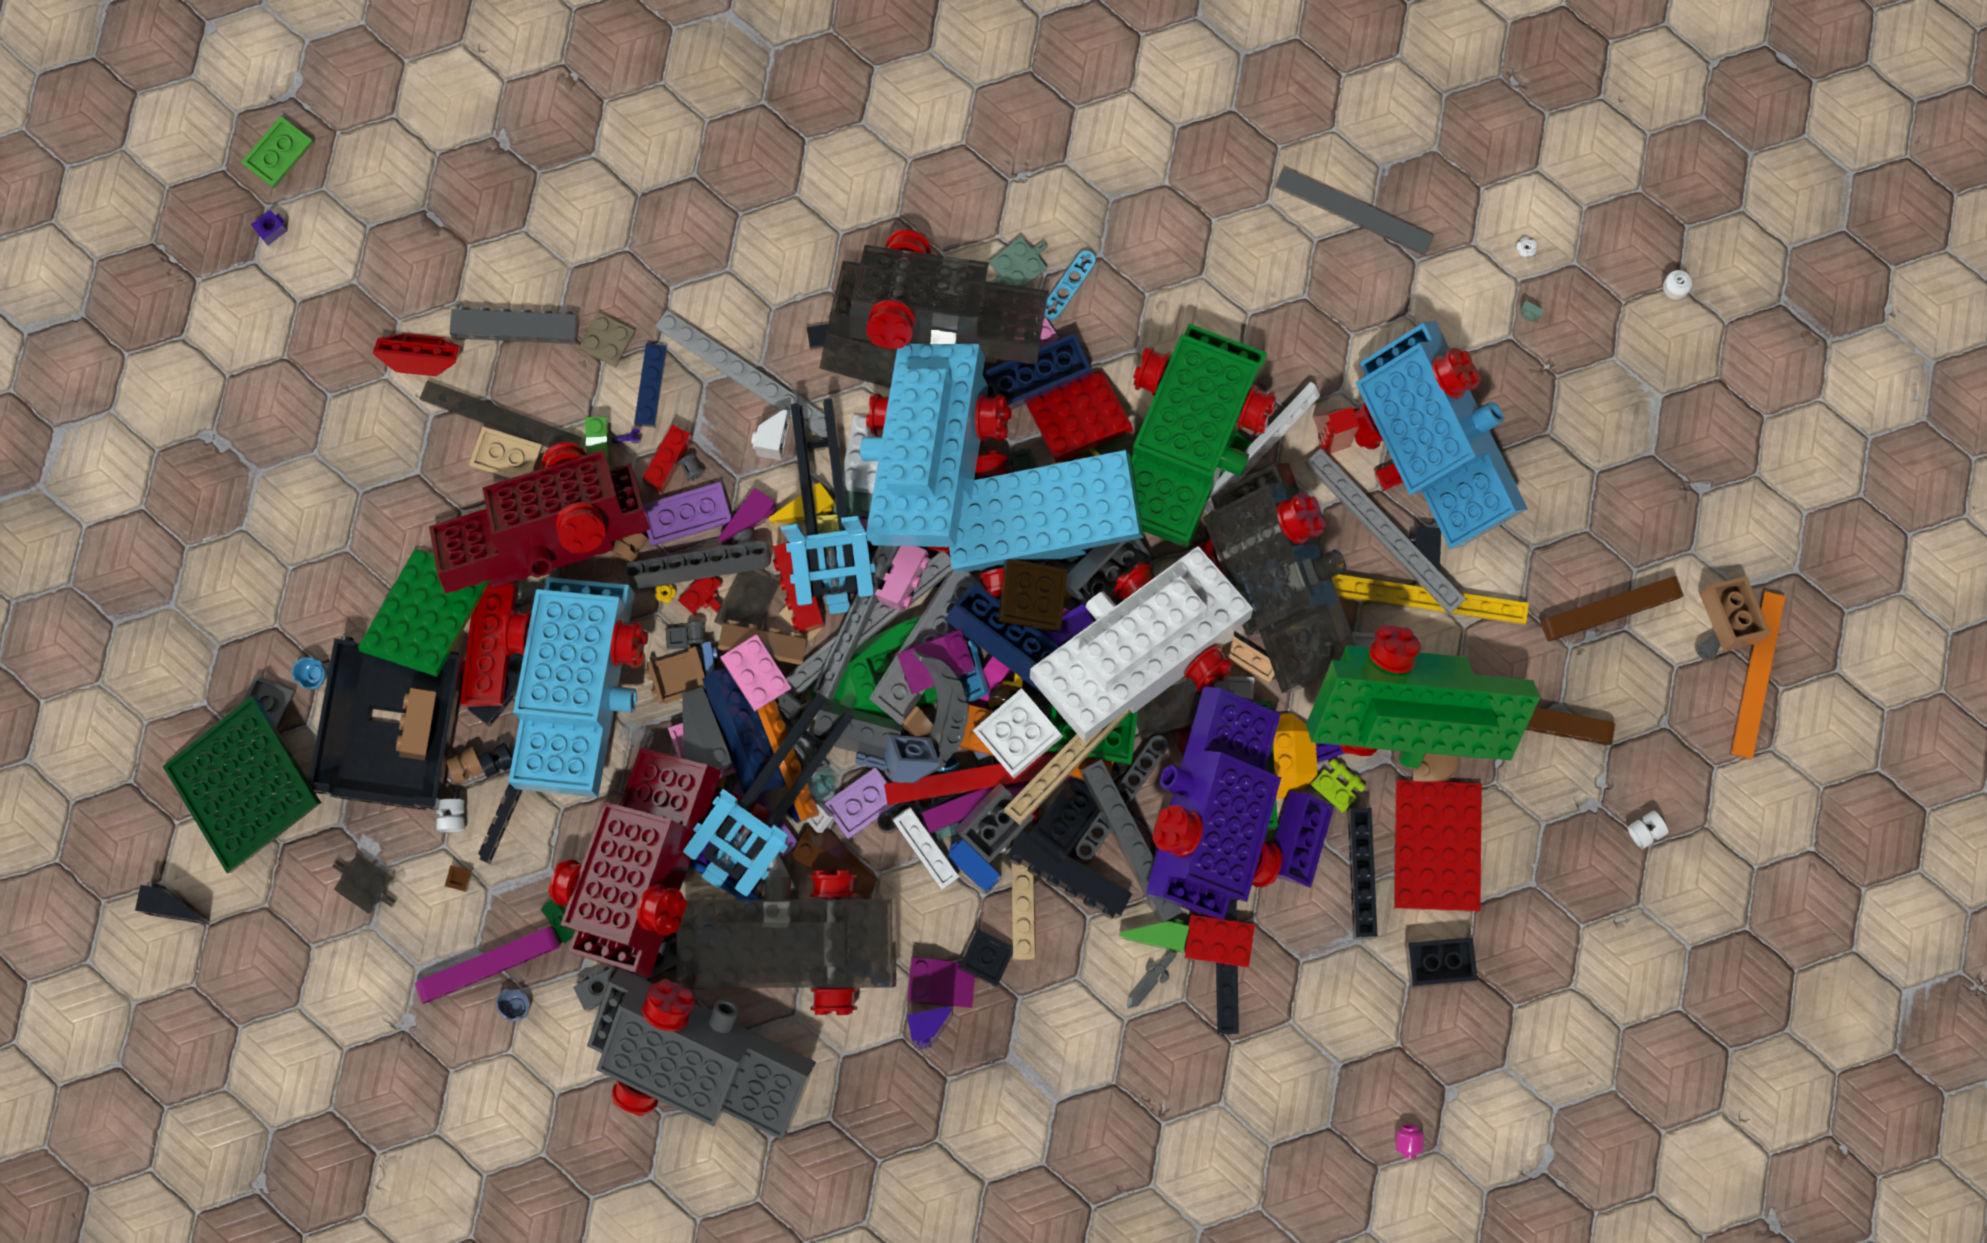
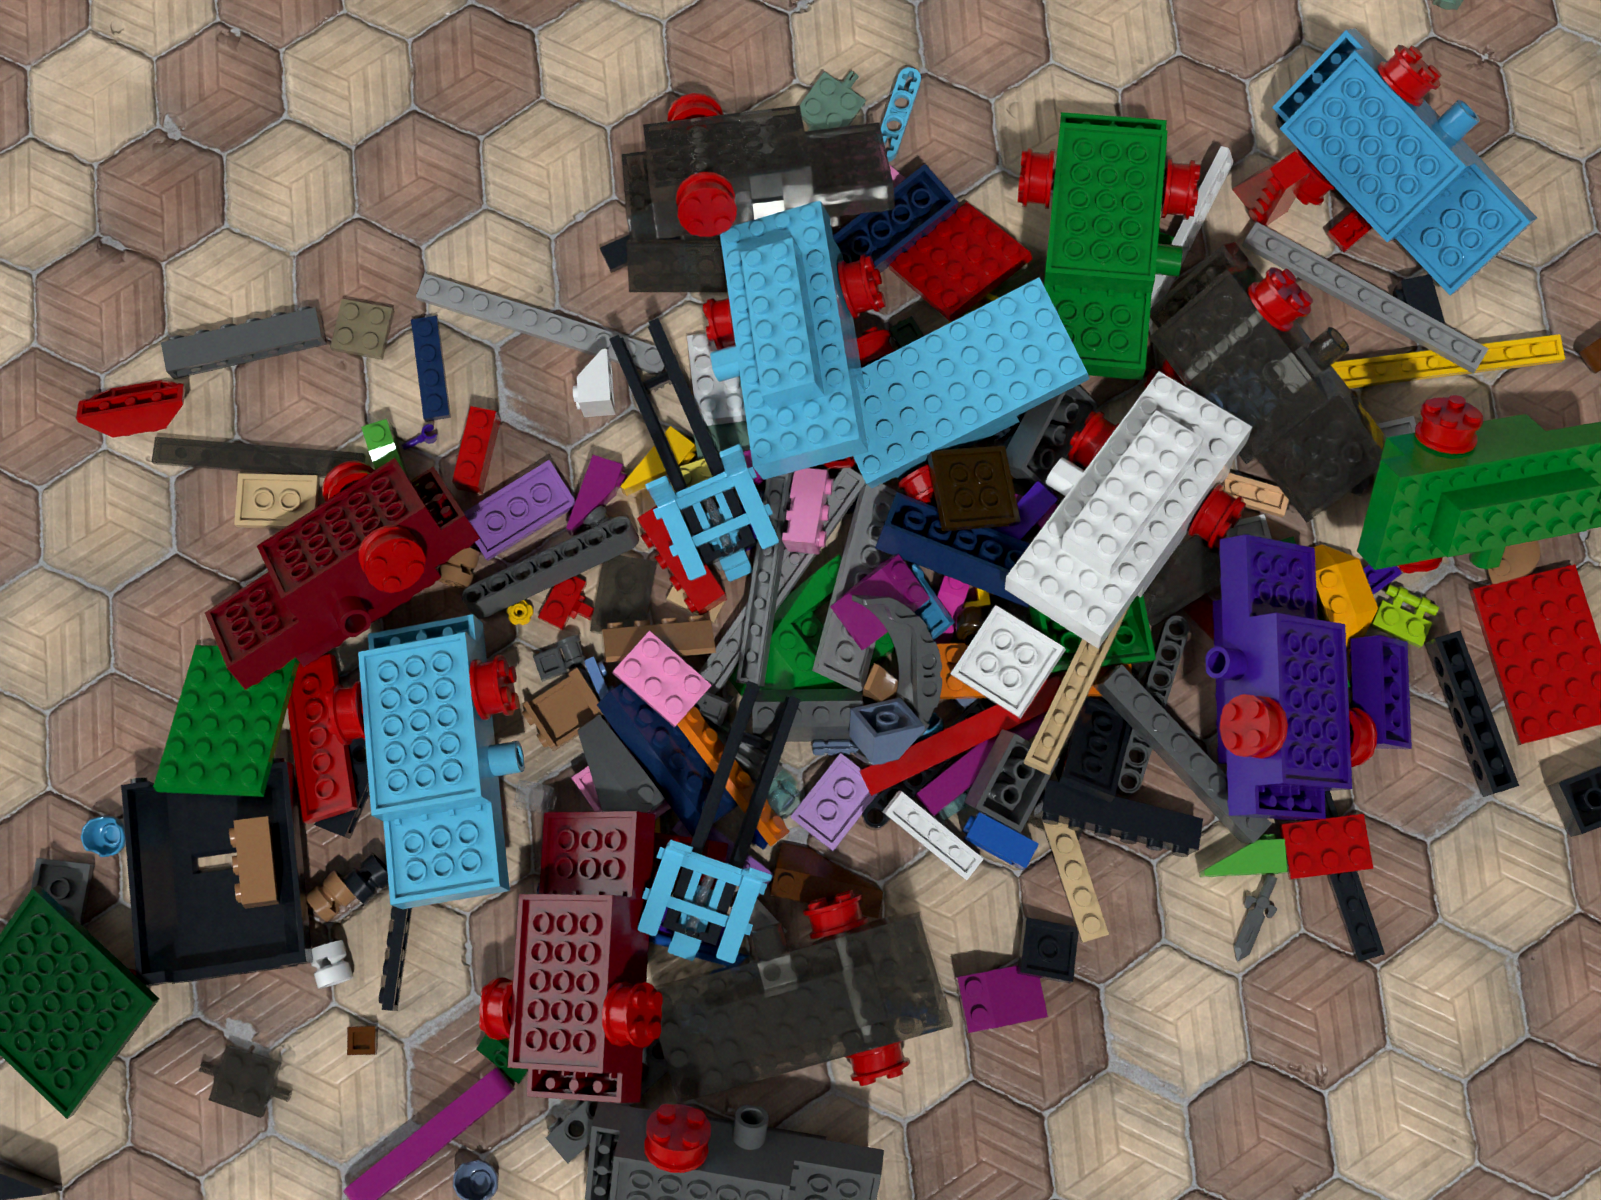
camera: 15 degrees left, 0 degrees up
(690, 467) = (508, 452): dark grey bush -> none
(821, 821) = (794, 839): white plate -> none
(928, 1026) = (1008, 1060): dark purple slope -> none

